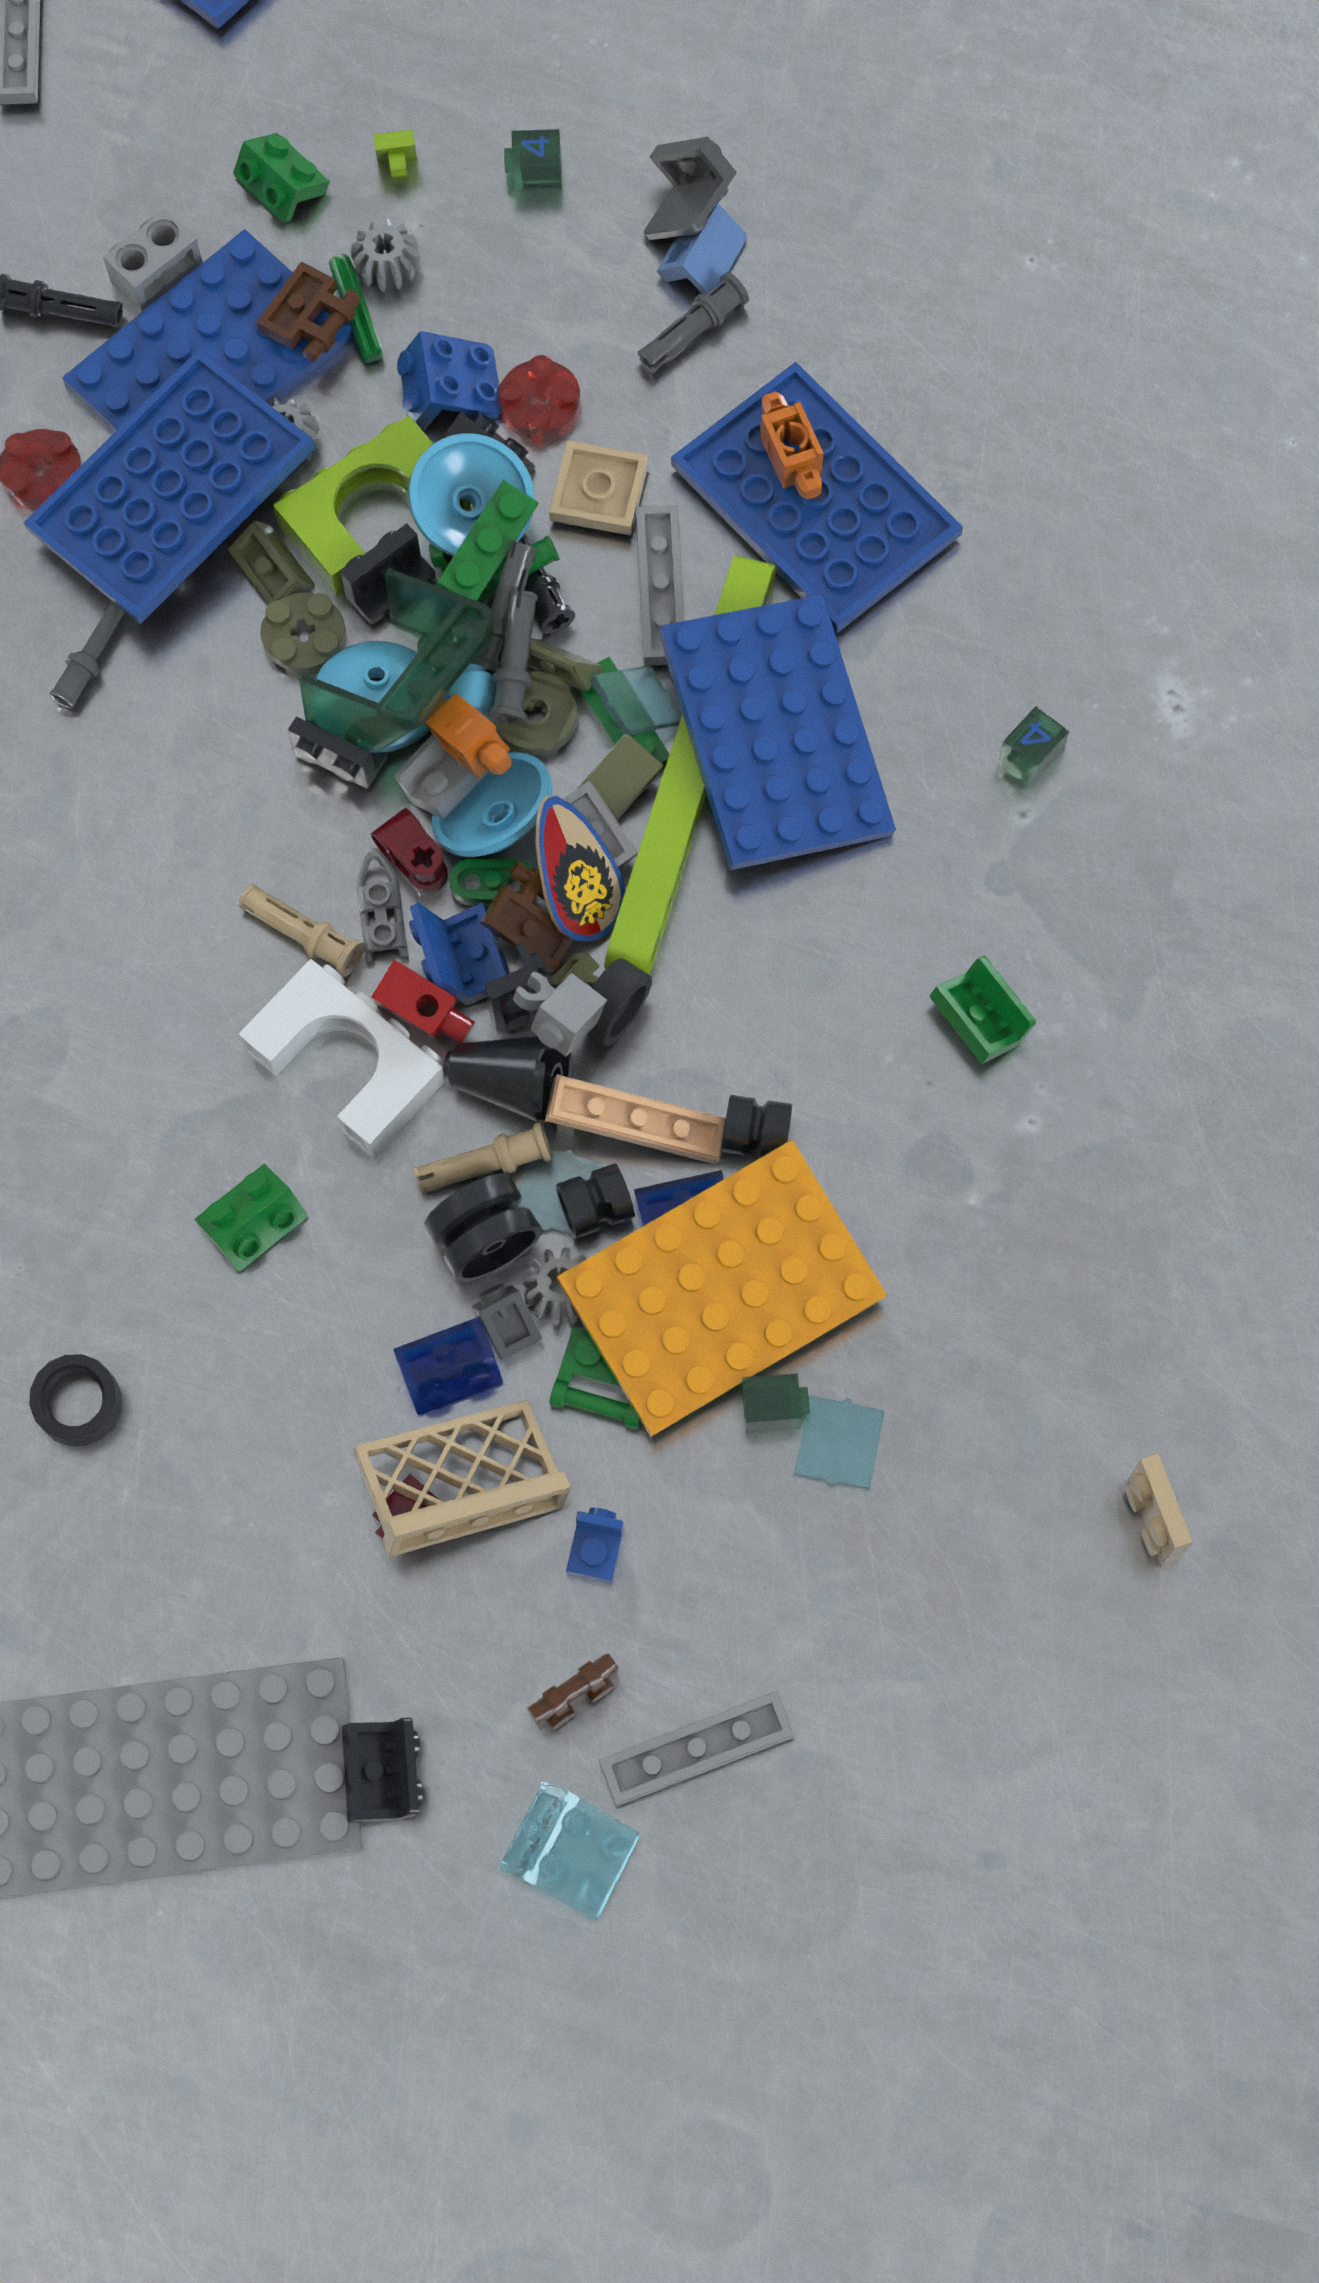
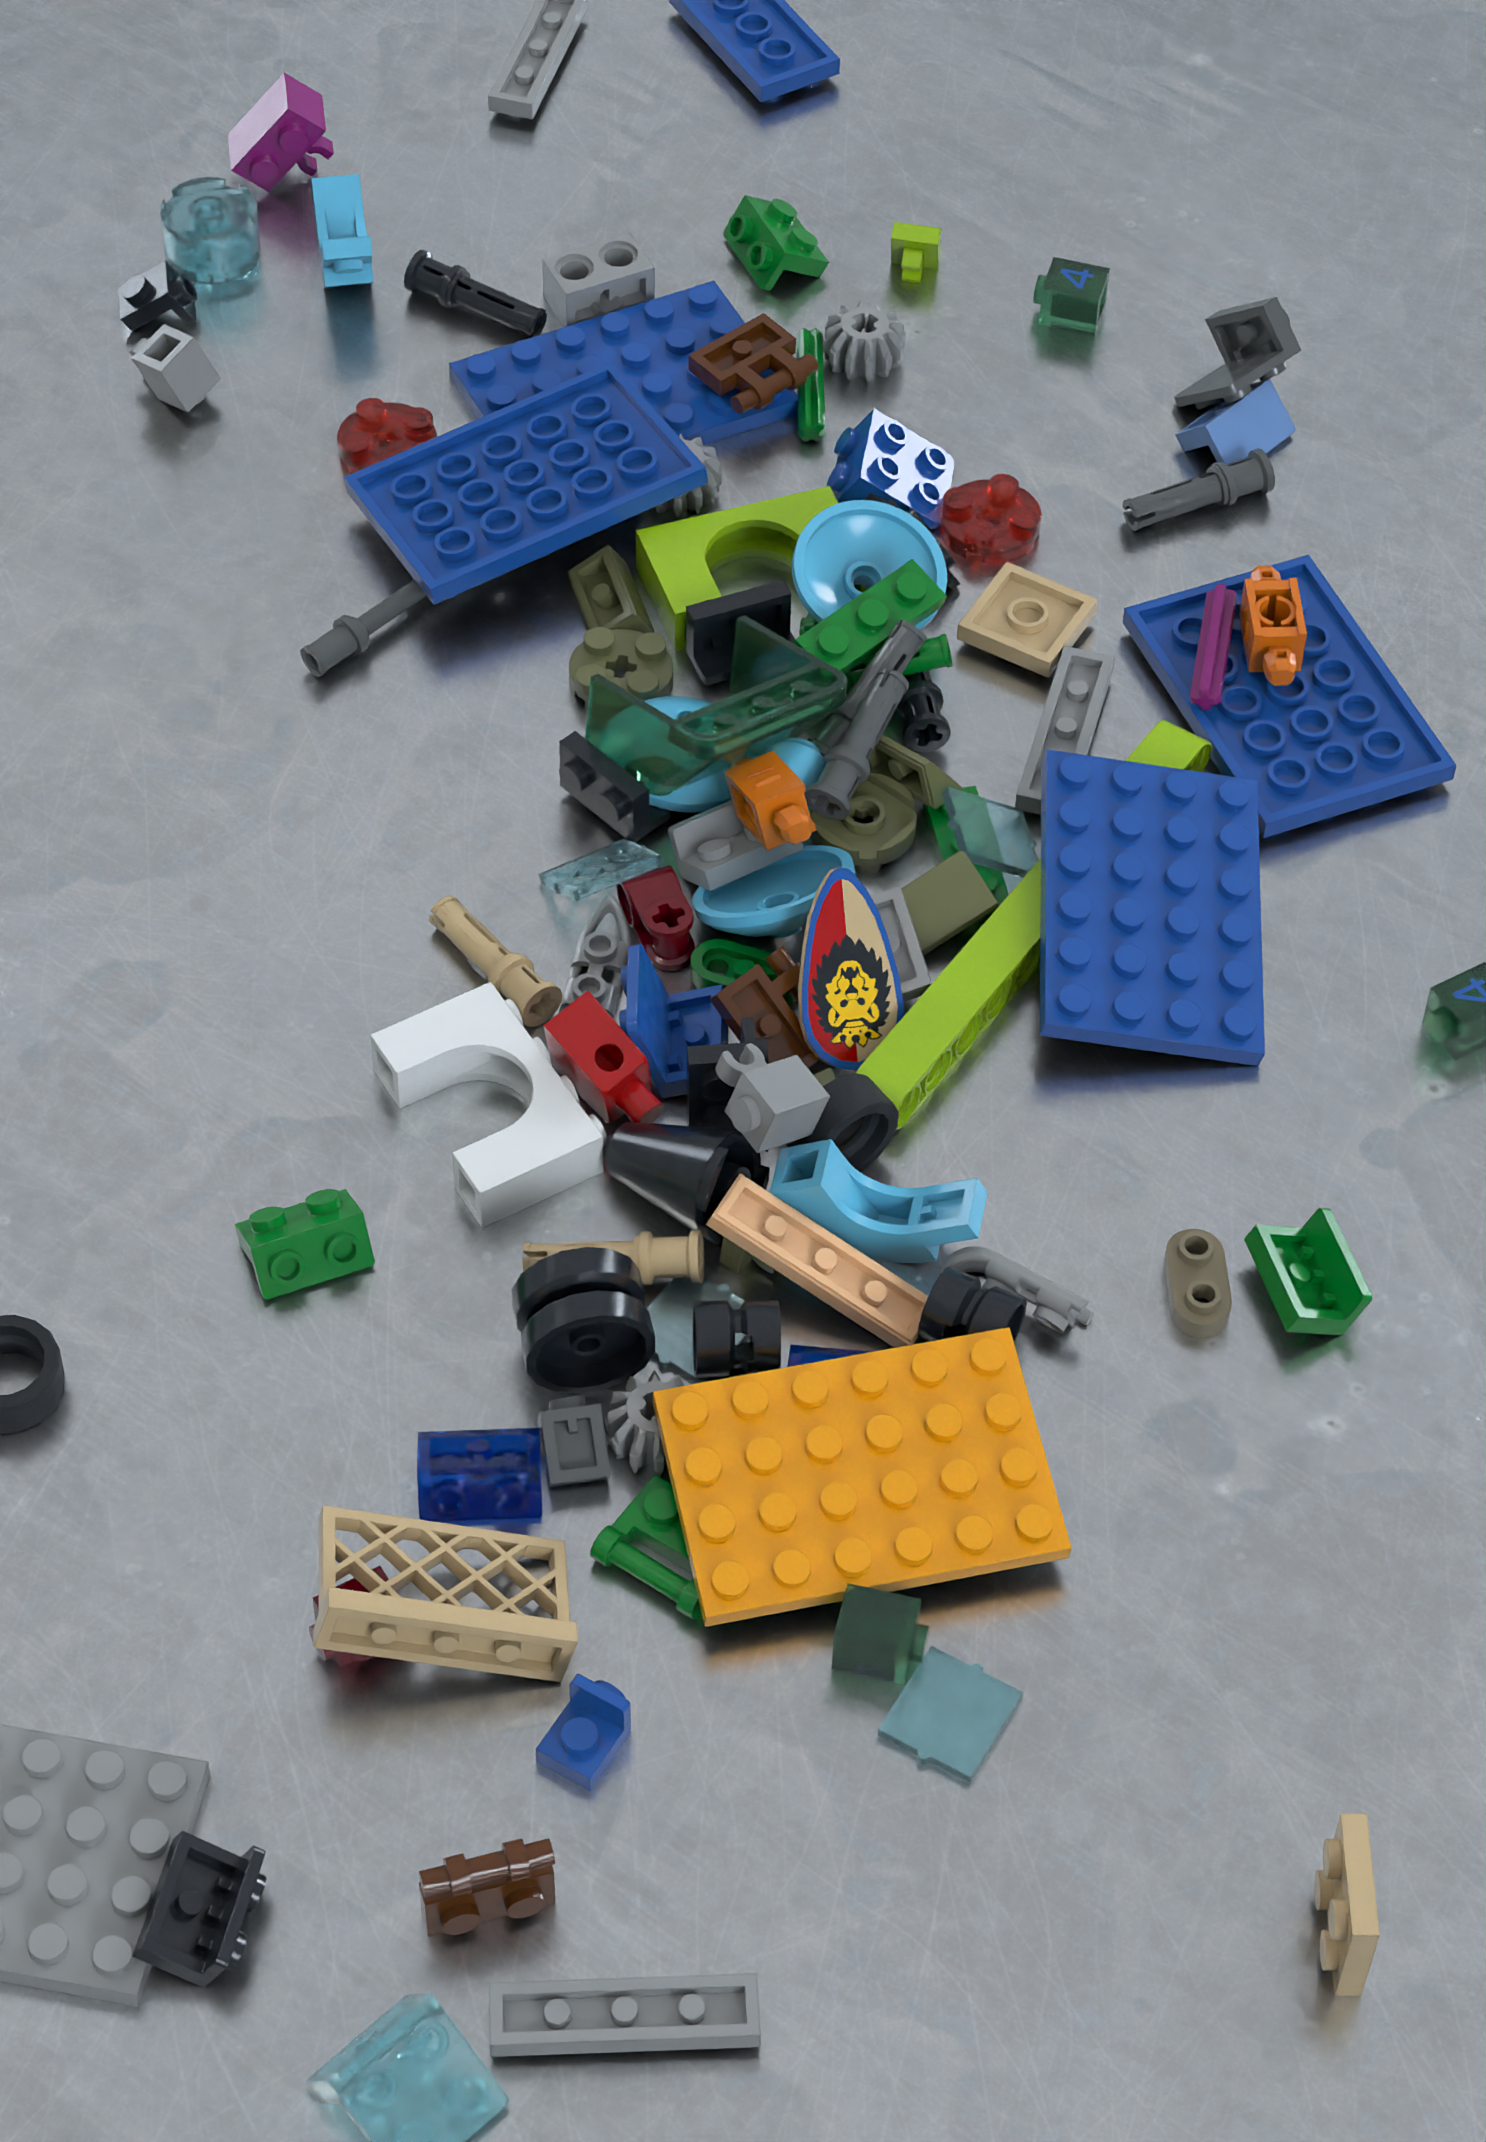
camera: 15 degrees right, 20 degrees down
(363, 839) = (596, 881): none -> clear light blue window
(659, 1064) = (874, 1216): none -> medium azure arch
(751, 477) = (1213, 647): none -> magenta axle
(771, 1085) = (1054, 1304): none -> light grey piece
(904, 1036) = (1197, 1278): none -> dark tan plate

